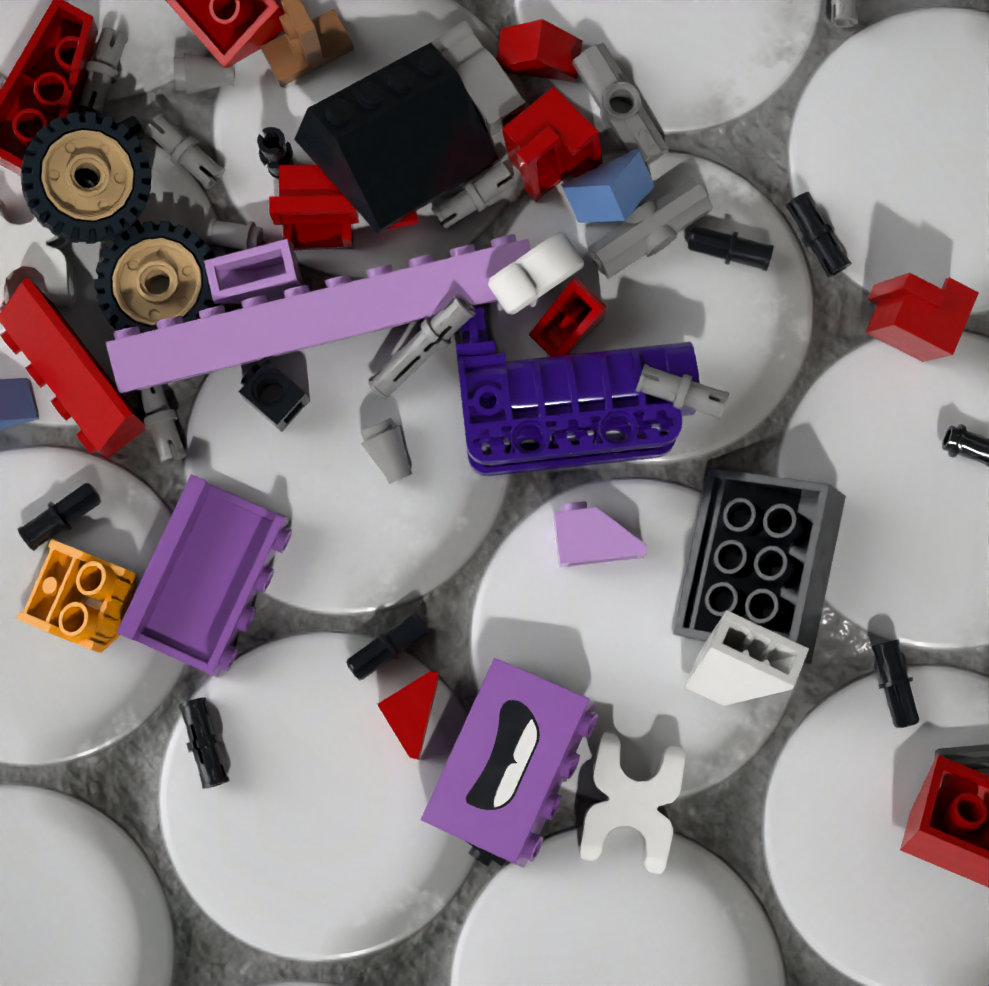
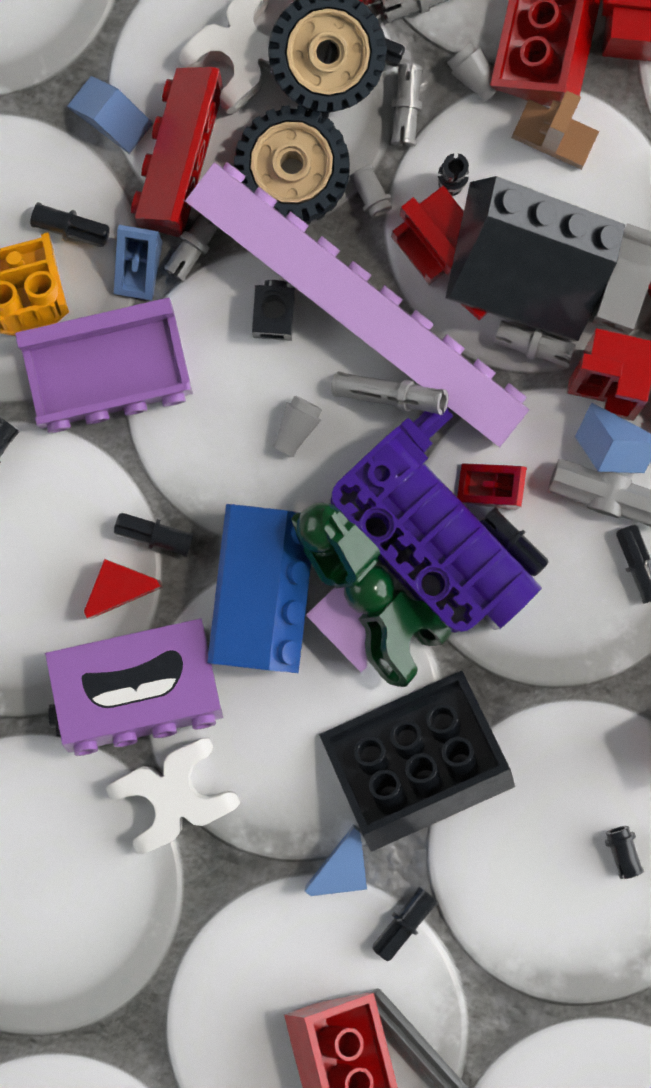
camera: 50 degrees right, 5 degrees up
(137, 480) = (136, 262): none -> medium blue slope
(254, 273) = (351, 229): lavender slope -> none
(508, 584) = (259, 591): none -> blue slope
(535, 273) = (507, 436): white animal -> none
(539, 487) = (390, 618): none -> dark green piece
(632, 337) = (515, 542): none -> black axle
(682, 391) = (494, 610): light grey pin -> none
(744, 662) = (332, 803): white slope -> none
(809, 706) = (342, 869): none -> medium blue slope

